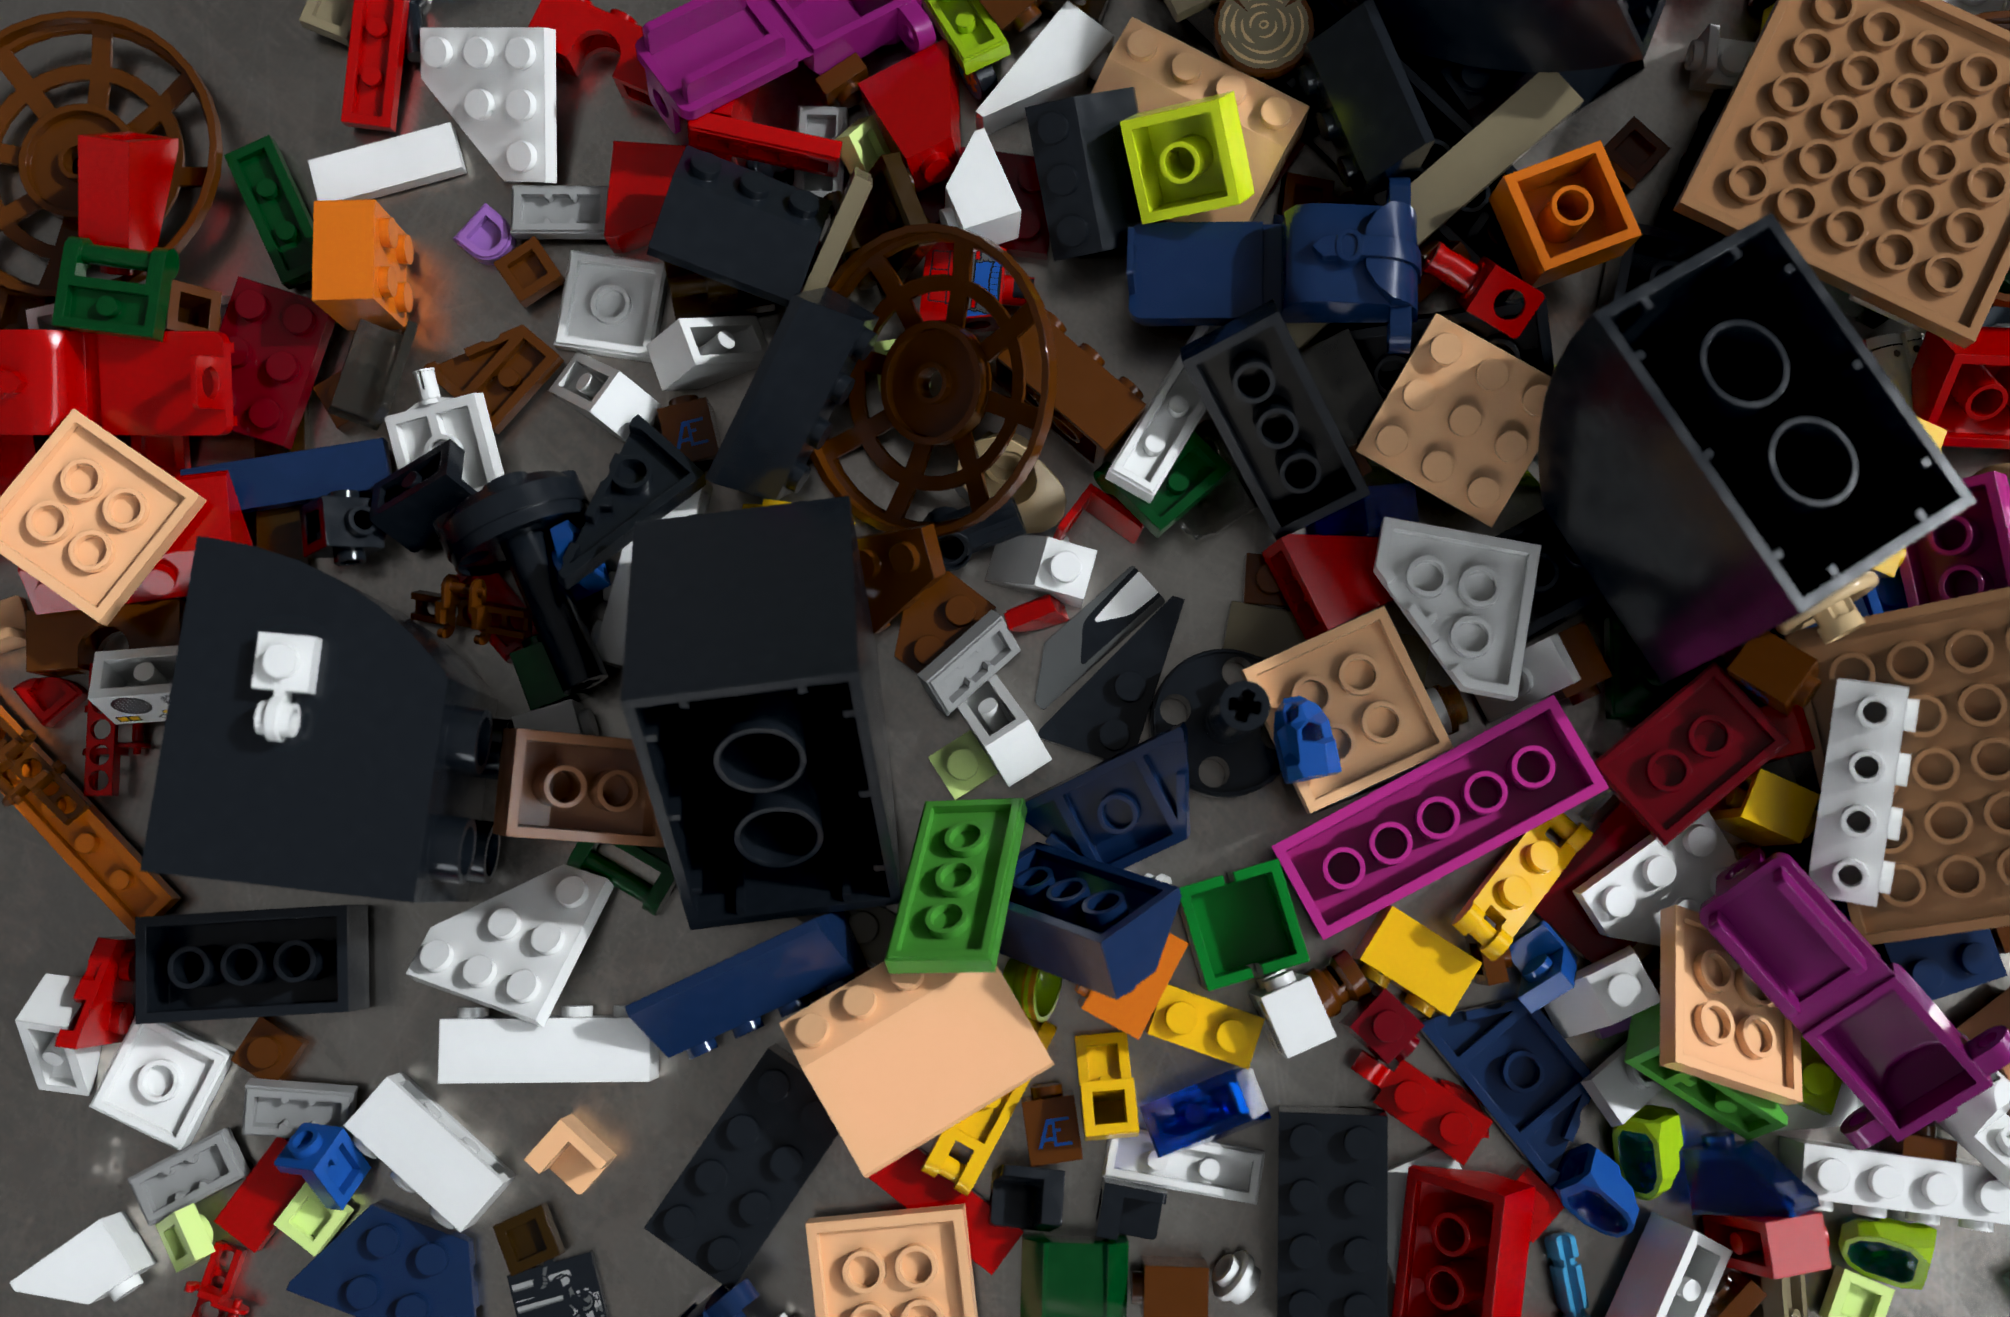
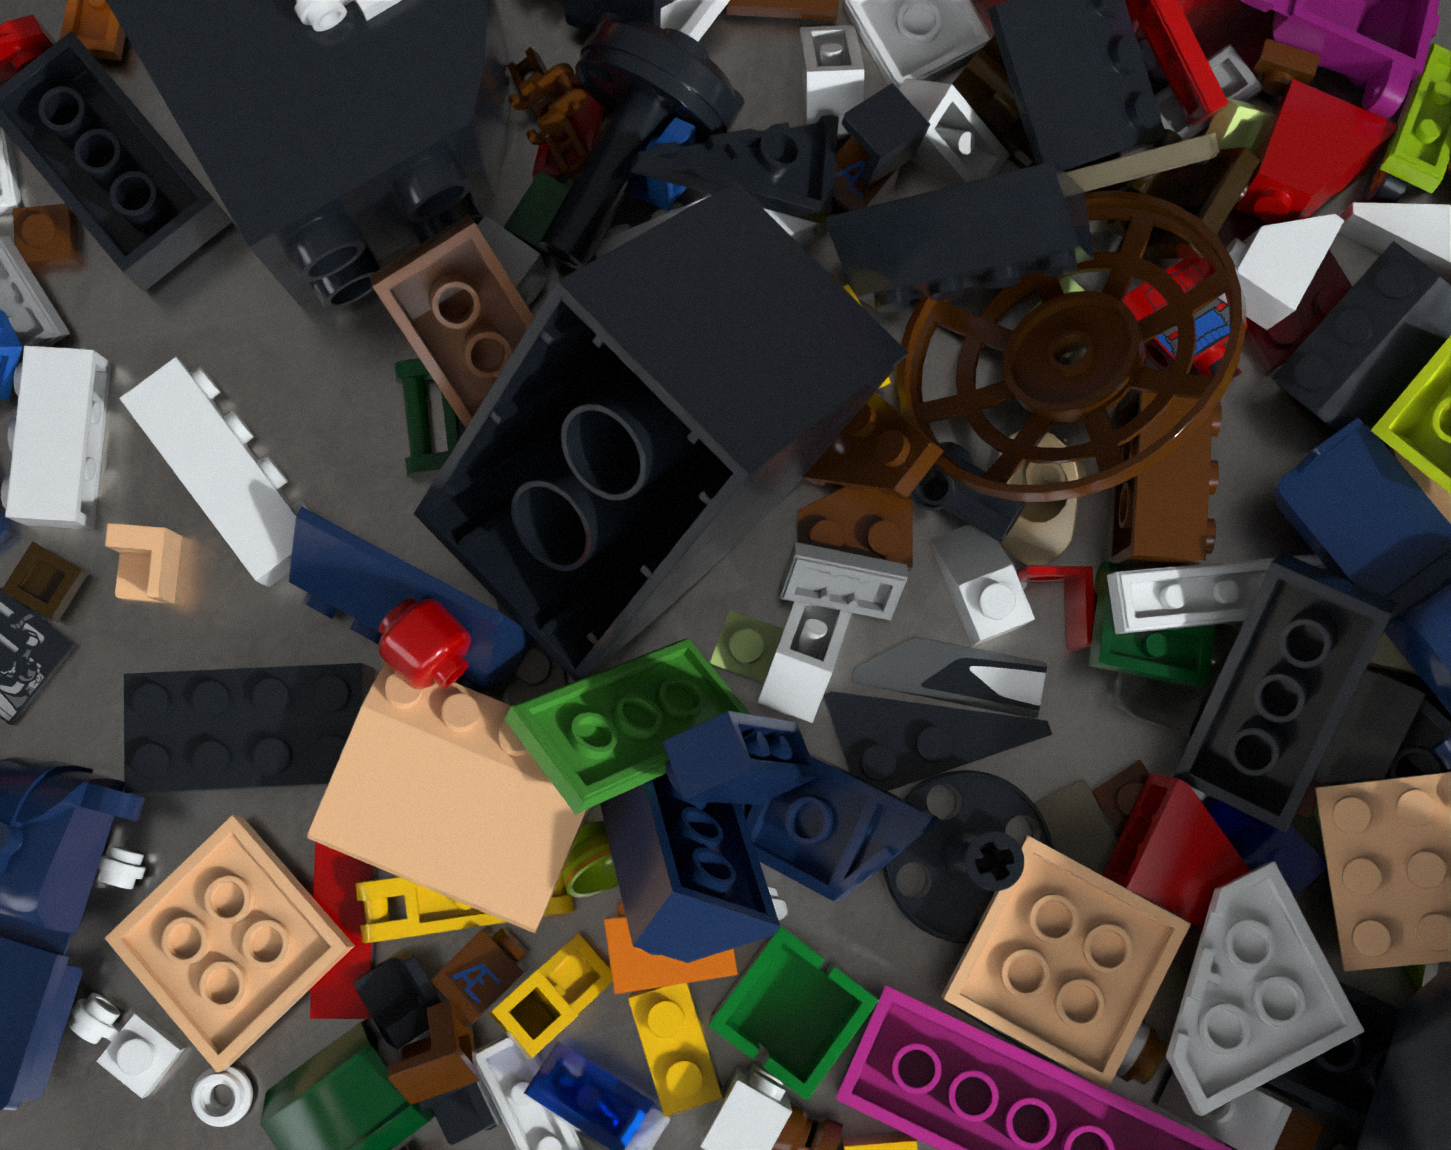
camera: 50 degrees right, 0 degrees up
(516, 945) = (290, 375): white plate -> none
(676, 388) = (887, 130): none -> black panel
(792, 990) = (424, 643): none -> red head
(1036, 614) = (933, 609): red tile -> none
(1041, 829) = (738, 759): none -> dark blue brick
(1091, 1202) = (439, 1061): none -> reddish brown panel
(1304, 741) = (1005, 943): blue rock -> none

